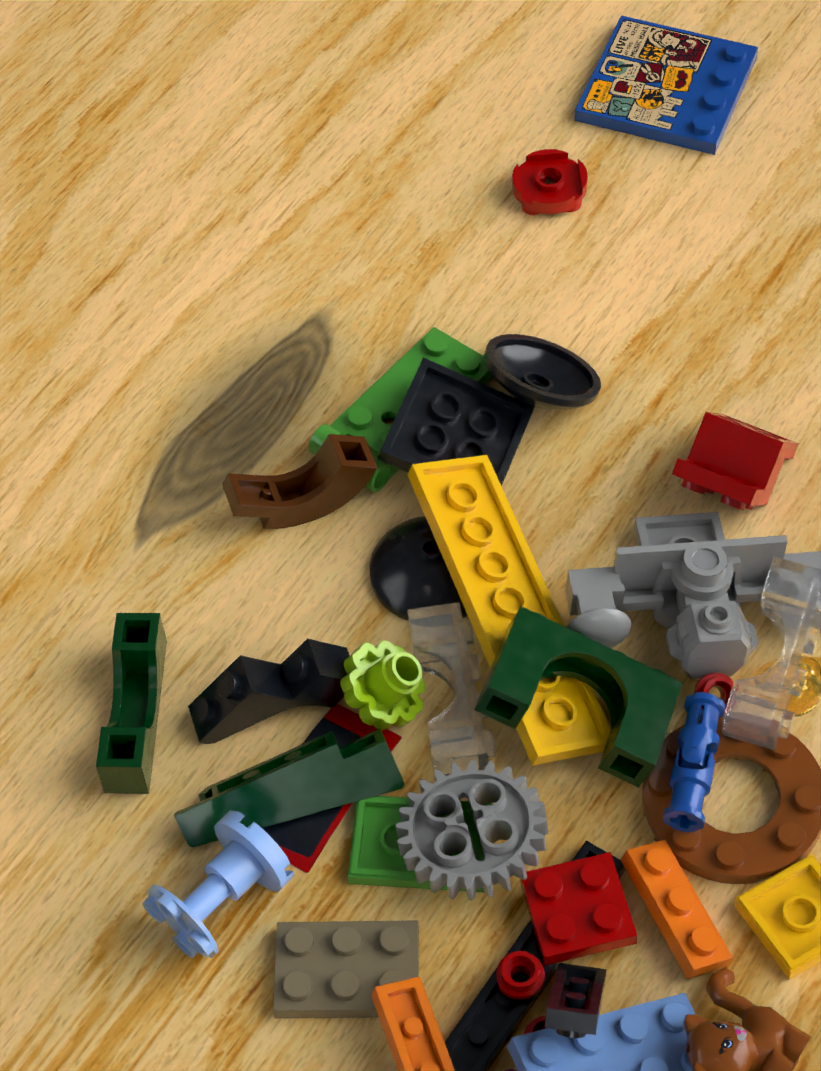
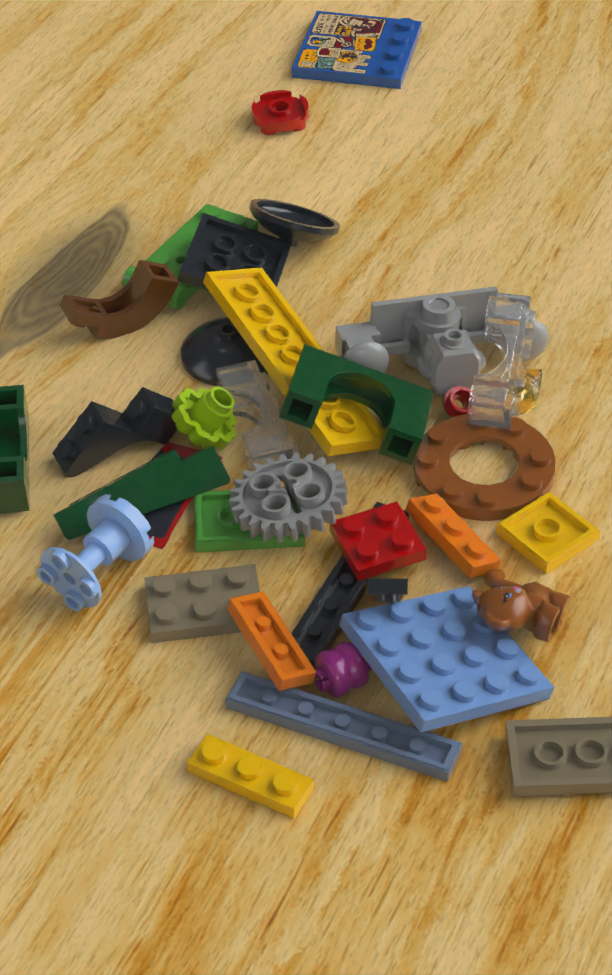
camera: 10 degrees left, 10 degrees down
(520, 962) = (340, 584): red plate -> none
(694, 762) = (451, 438): blue piece -> none
(734, 461) = (449, 256): red bracket -> none

